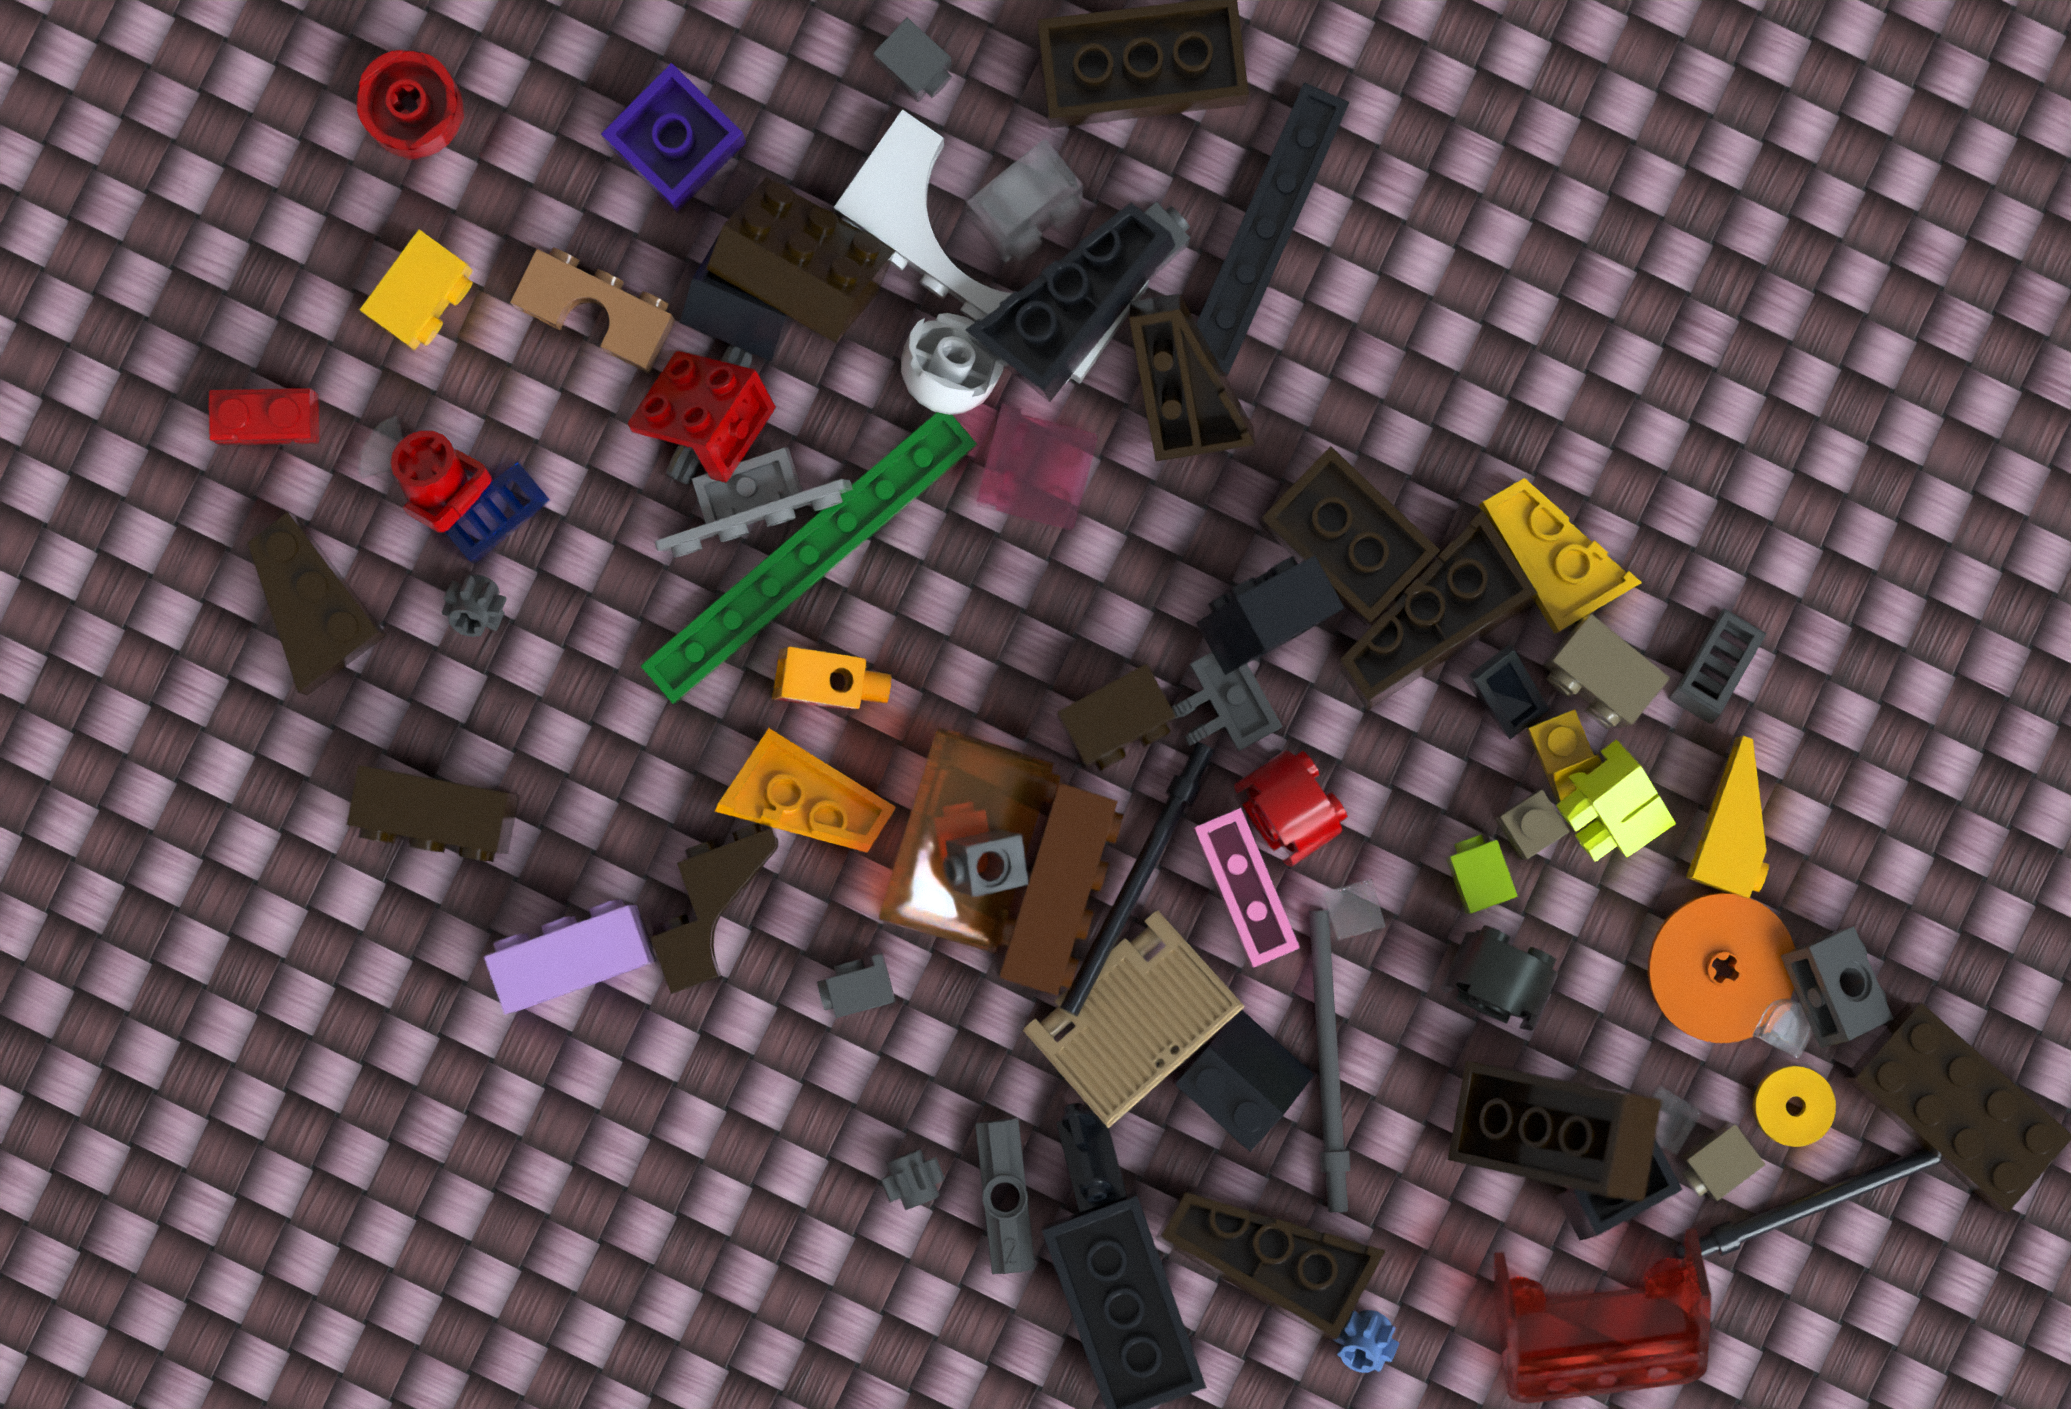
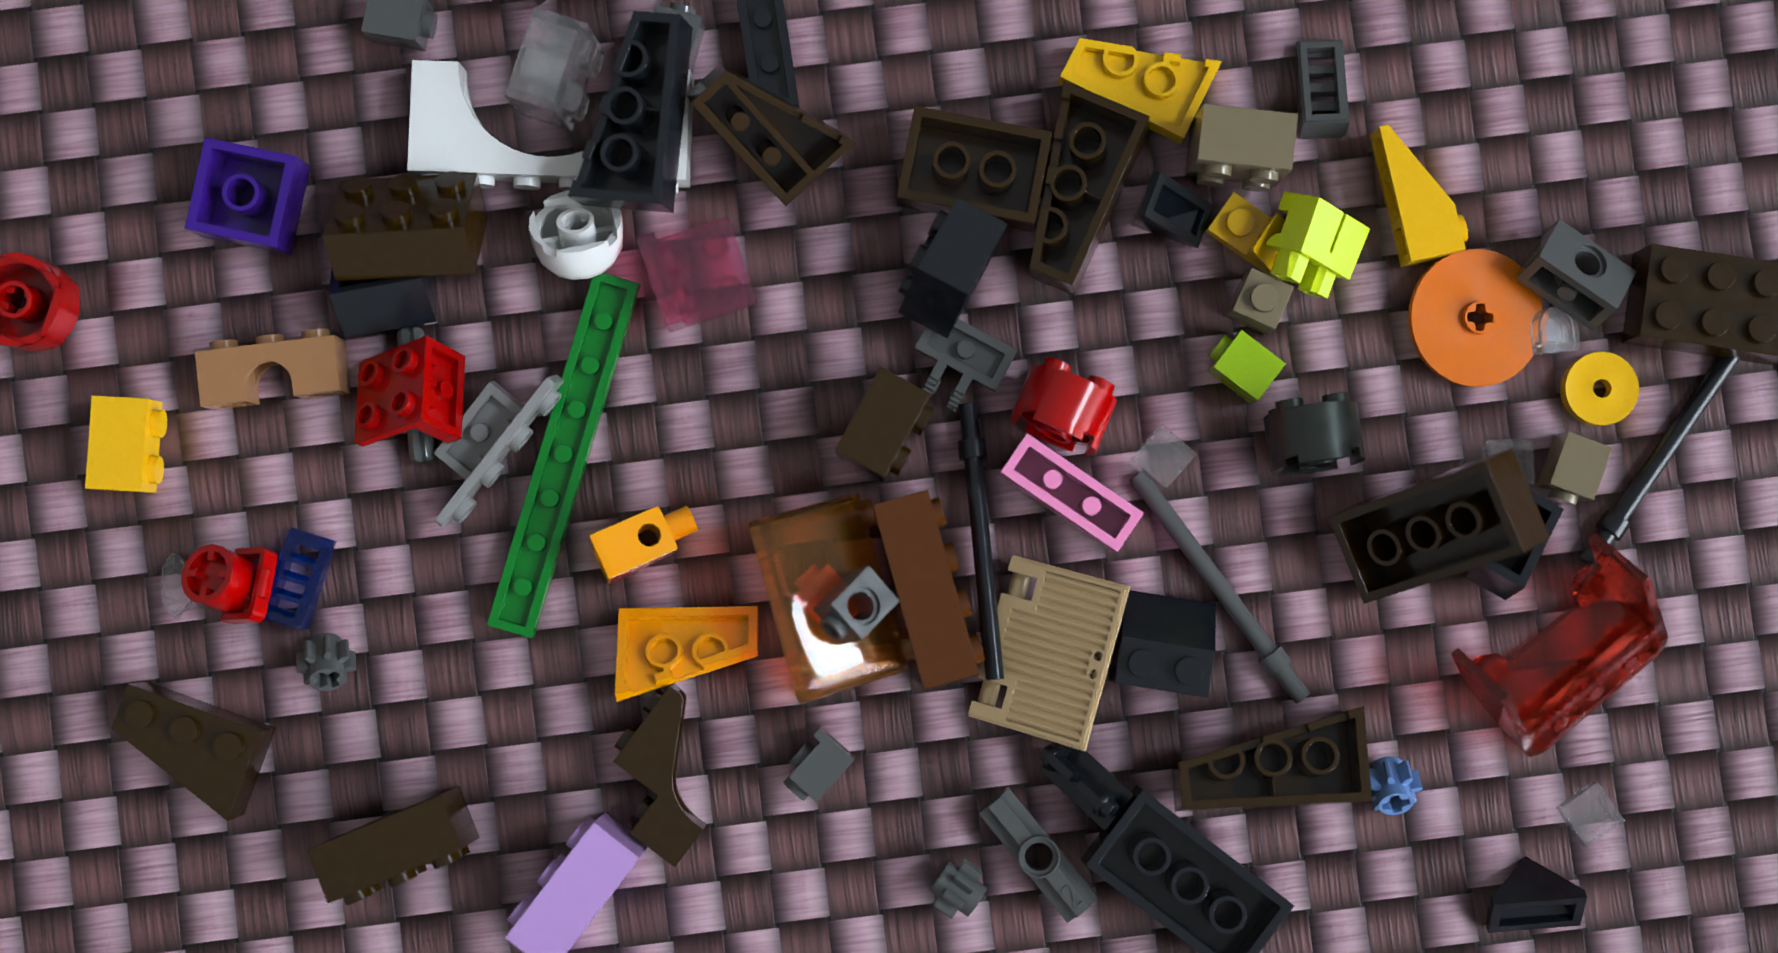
camera: 30 degrees left, 0 degrees up
(264, 416) = (65, 620): red brick -> none

